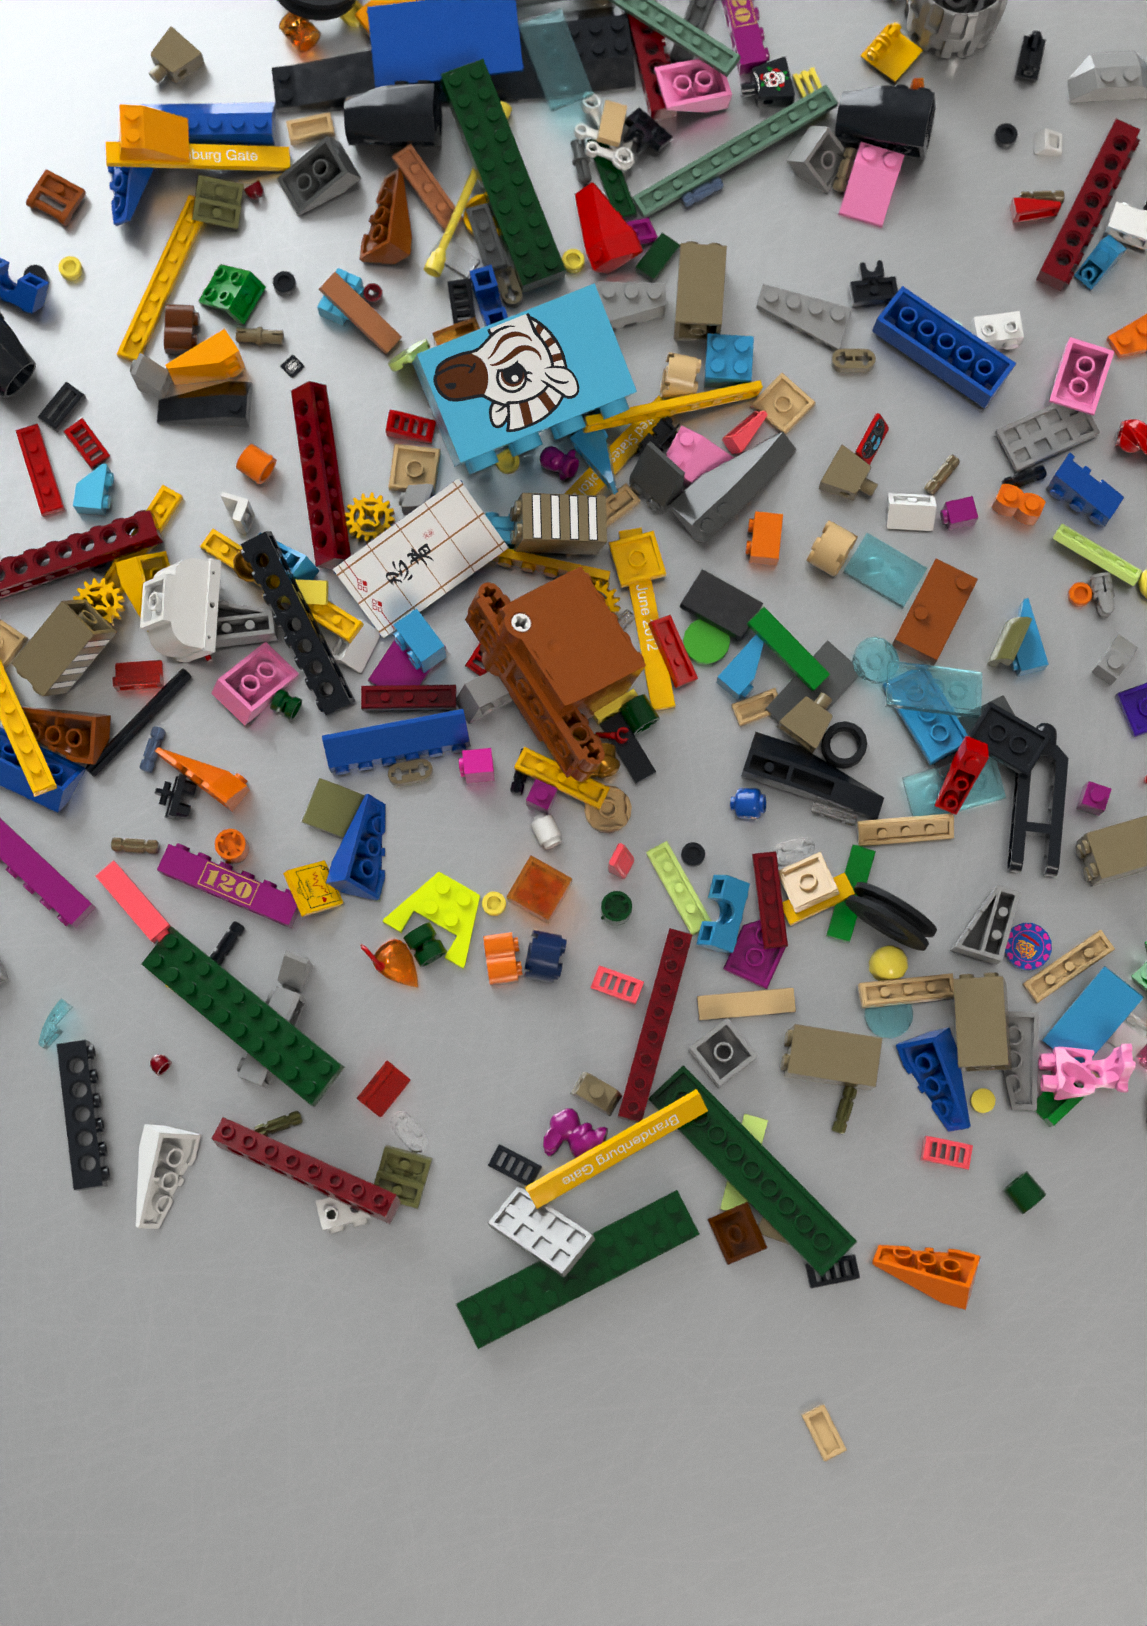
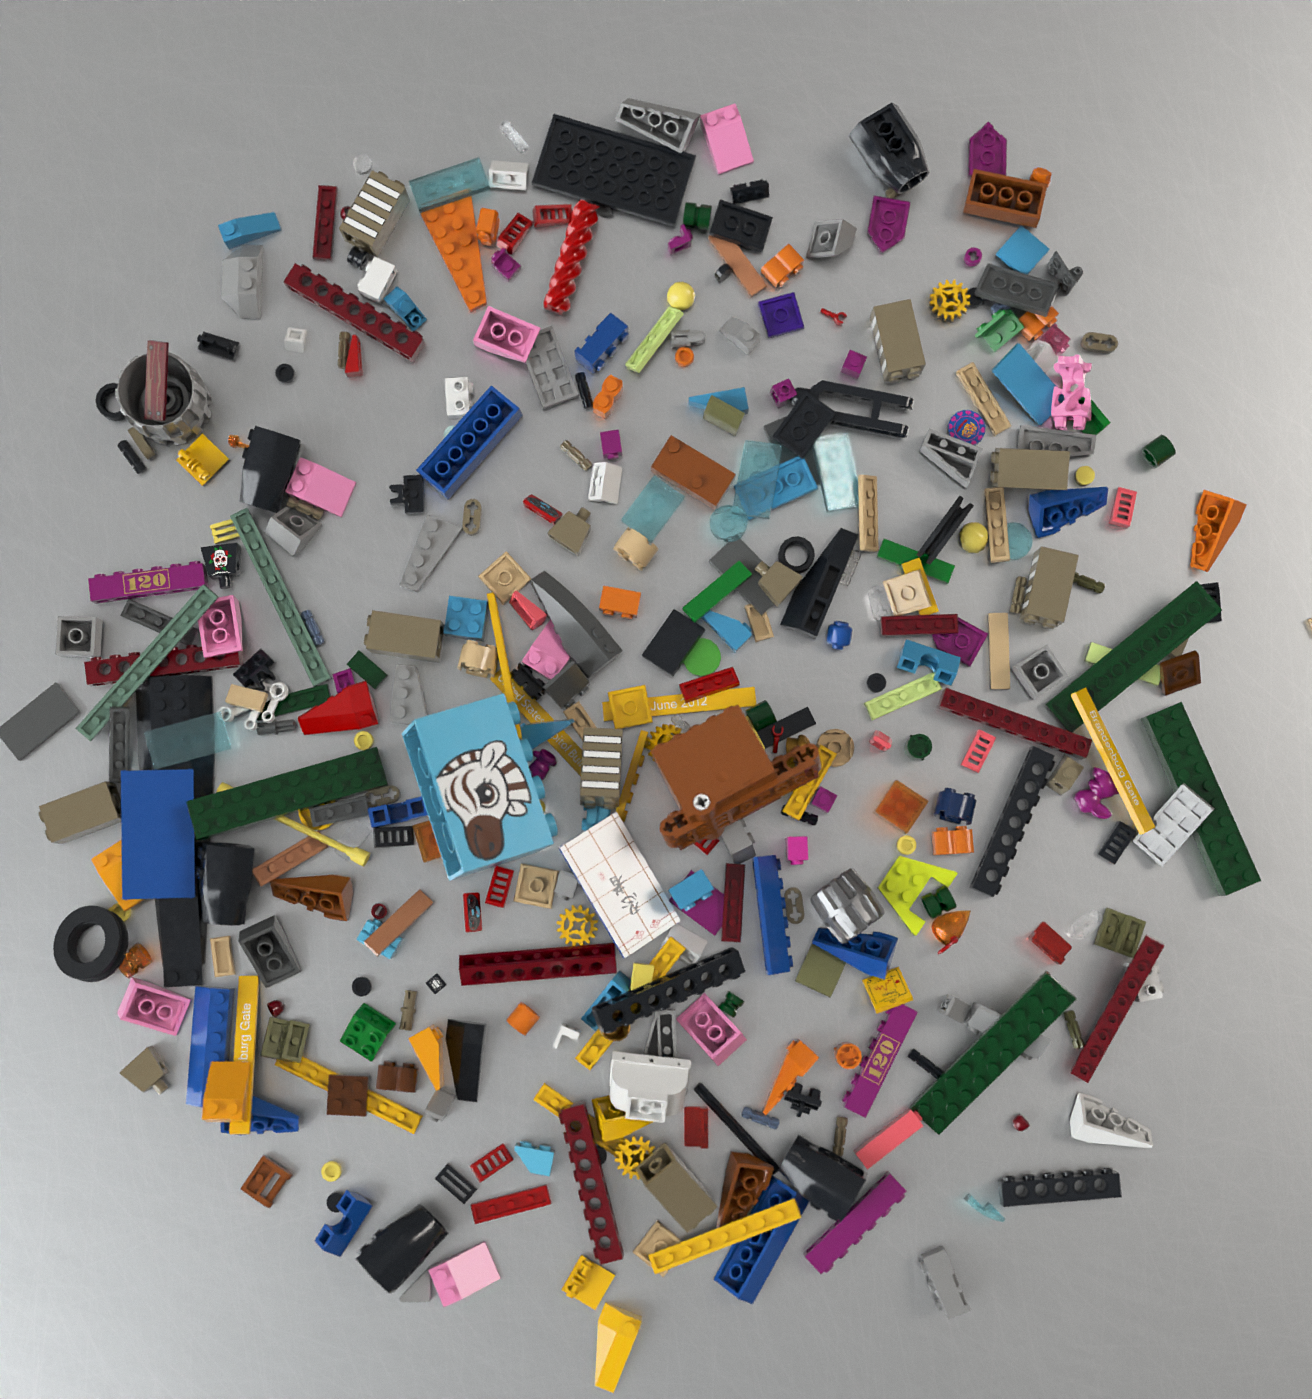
camera: 85 degrees left, 5 degrees up
(82, 822) = (823, 1177): none -> black animal
(157, 276) = (347, 1095): none -> reddish brown plate
(247, 57) = (153, 1007): none -> bright pink slope
(378, 397) = (472, 912): none -> slope
(408, 355) = (439, 883): yellowish green tile -> none
(412, 828) = (847, 905): none -> flat silver wheel
(452, 996) = (1034, 757): none -> black brick
(546, 831) = (851, 798): white brick -> none
(820, 1023) = (1018, 595): none -> dark tan axle
(962, 774) = (830, 462): red slope -> none
(1047, 712) = (782, 392): none -> magenta bracket

